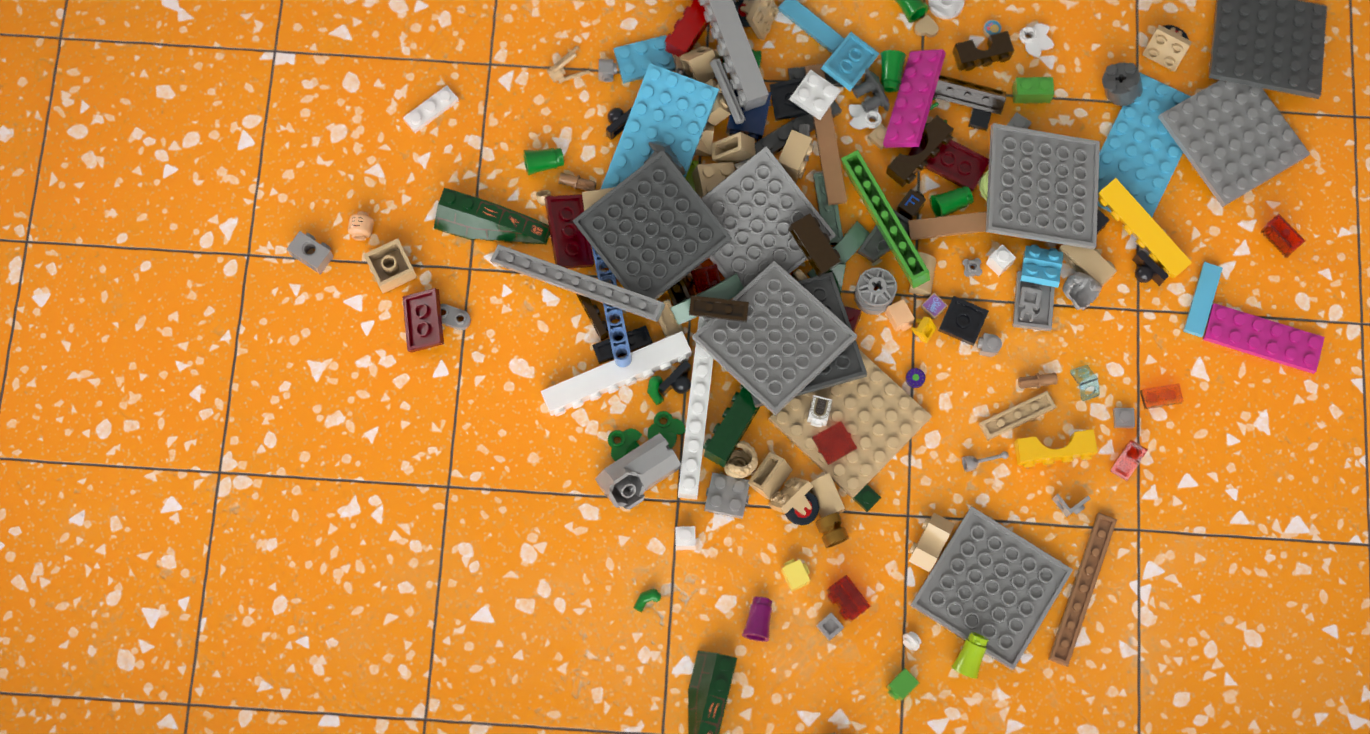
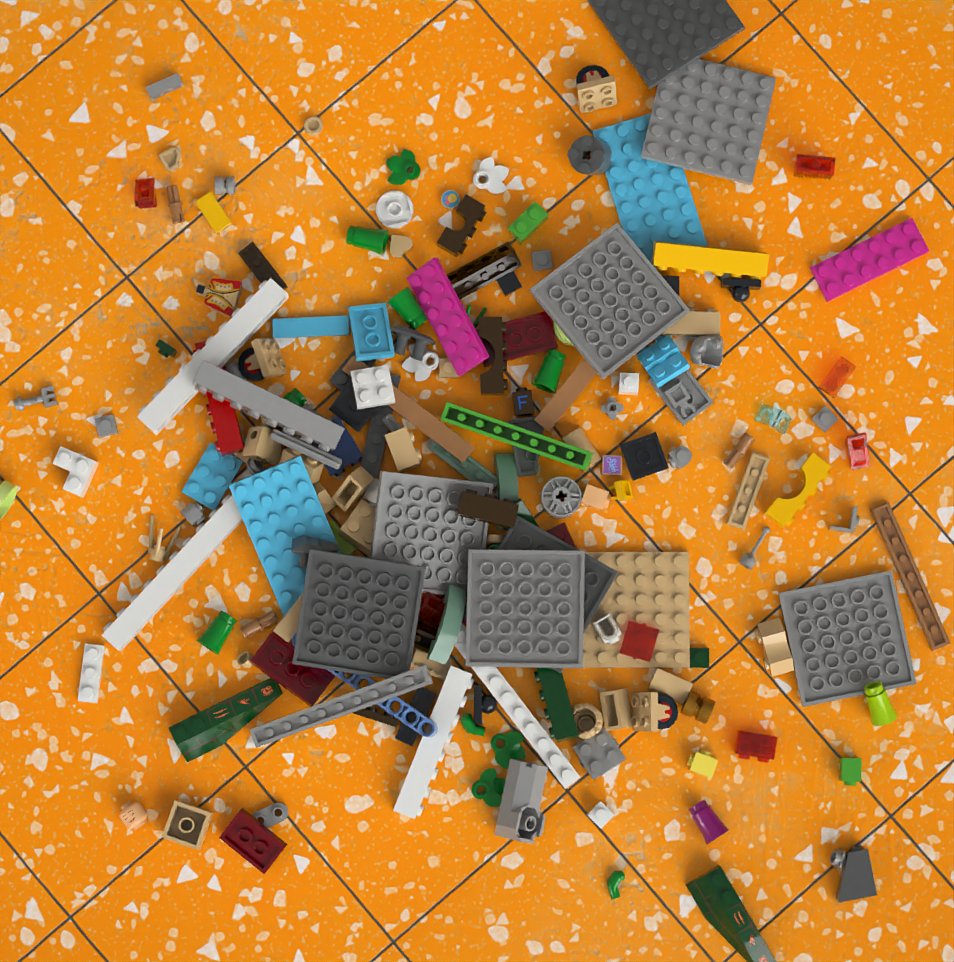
camera: 40 degrees left, 10 degrees up
(318, 260) = (104, 871): light grey brick -> none
(551, 96) = (173, 575): none -> white brick
(617, 120) = (243, 546): black tile -> none
(719, 308) = (466, 628): dark brown plate -> none
(830, 626) = (761, 777): light grey plate -> none
(911, 641) = (827, 732): white plate -> none
(915, 378) = (649, 533): dark purple tile -> none
(1202, 299) = (799, 271): medium azure tile -> none

